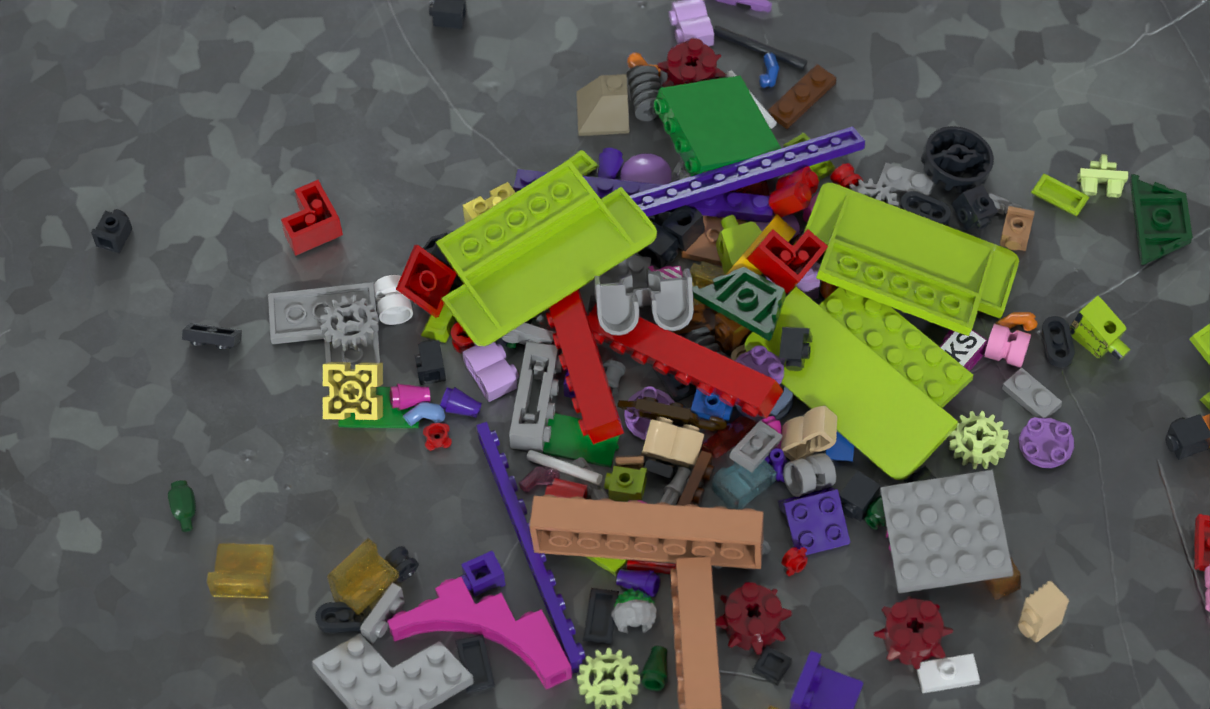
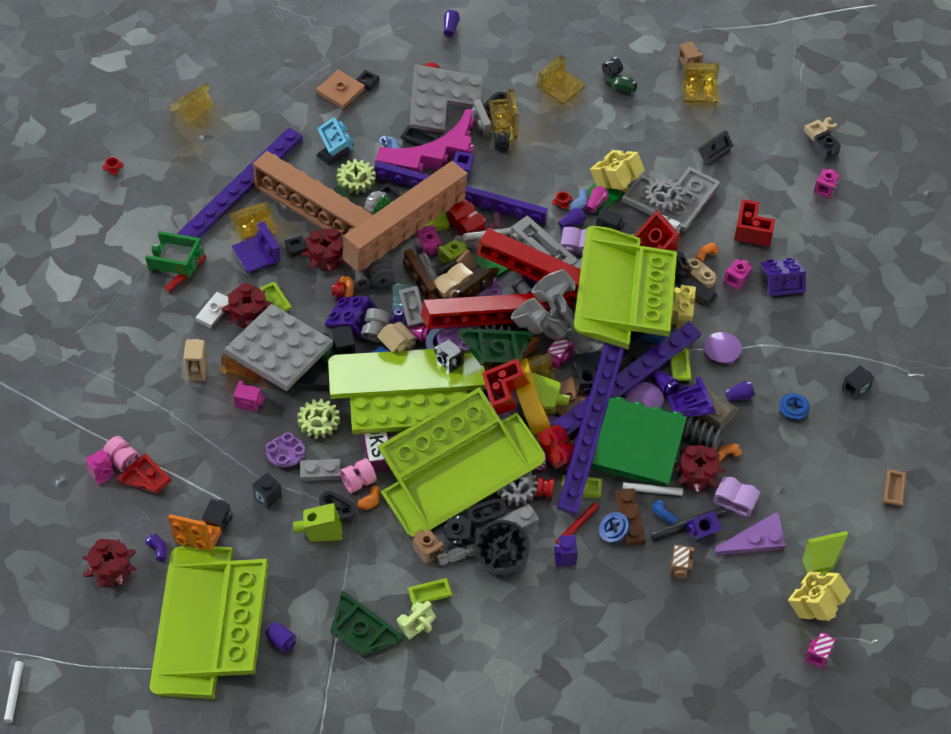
camera: 125 degrees right, 5 degrees down
(69, 461) = (689, 53): none -> medium nougat brick
(88, 256) = (817, 127): none -> tan plate
(115, 416) = (700, 82): none -> clear yellow bracket
(163, 531) = (612, 67): none -> black wheel
(174, 197) = (829, 179): none -> dark pink brick
(354, 156) = (784, 276): none -> dark purple bracket
(386, 249) = (709, 248): none -> orange arm
(393, 196) = (739, 270): none -> dark pink brick
(422, 232) = (699, 272): none -> tan plate
(450, 216) = (702, 294): none -> black tile
(510, 151) = (722, 347): none -> medium lavender dish
(514, 687) = (389, 142): none -> medium blue arm
(534, 39) = (802, 406): none -> blue gear
(556, 97) = (740, 392): none -> dark purple cone
(619, 118) = (692, 400): none -> dark purple wing
(756, 24) = (711, 522): none -> dark purple brick
(774, 556) = (349, 286): none -> orange arm
(813, 20) = (681, 561): none -> medium nougat brick
(842, 92) = (606, 527): none -> blue gear
(865, 132) = (581, 520): none -> red bar
(867, 621) = (275, 295): none -> lime tile
(899, 113) = (566, 551): none -> dark purple brick
(1024, 530) = (248, 397): none -> dark pink brick
(1112, 413) = (267, 490): none -> black brick

